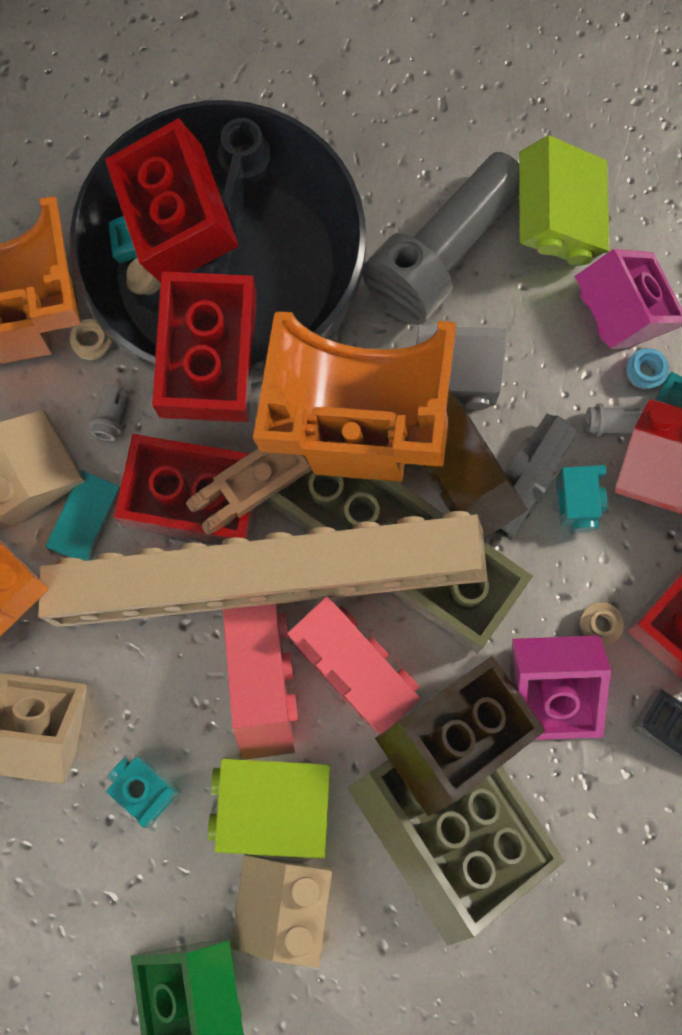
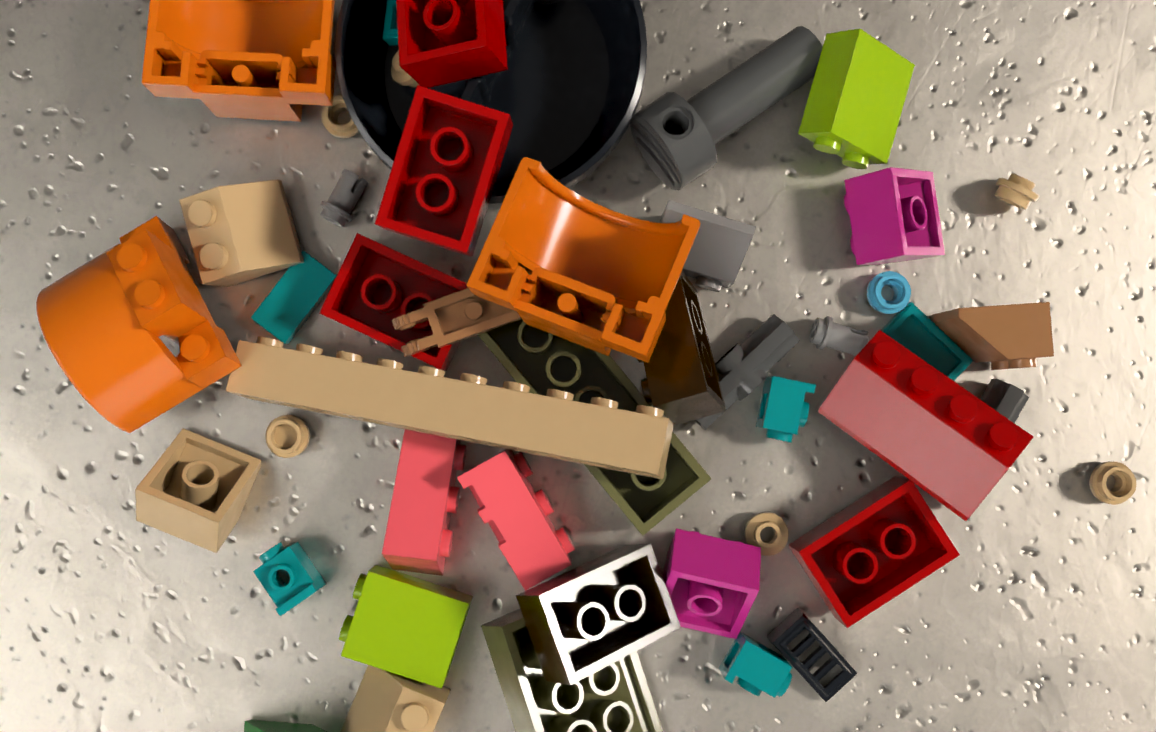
camera: 10 degrees right, 10 degrees up
(107, 652) = (287, 436): none -> tan plate
(631, 756) = (756, 667): none -> teal brick

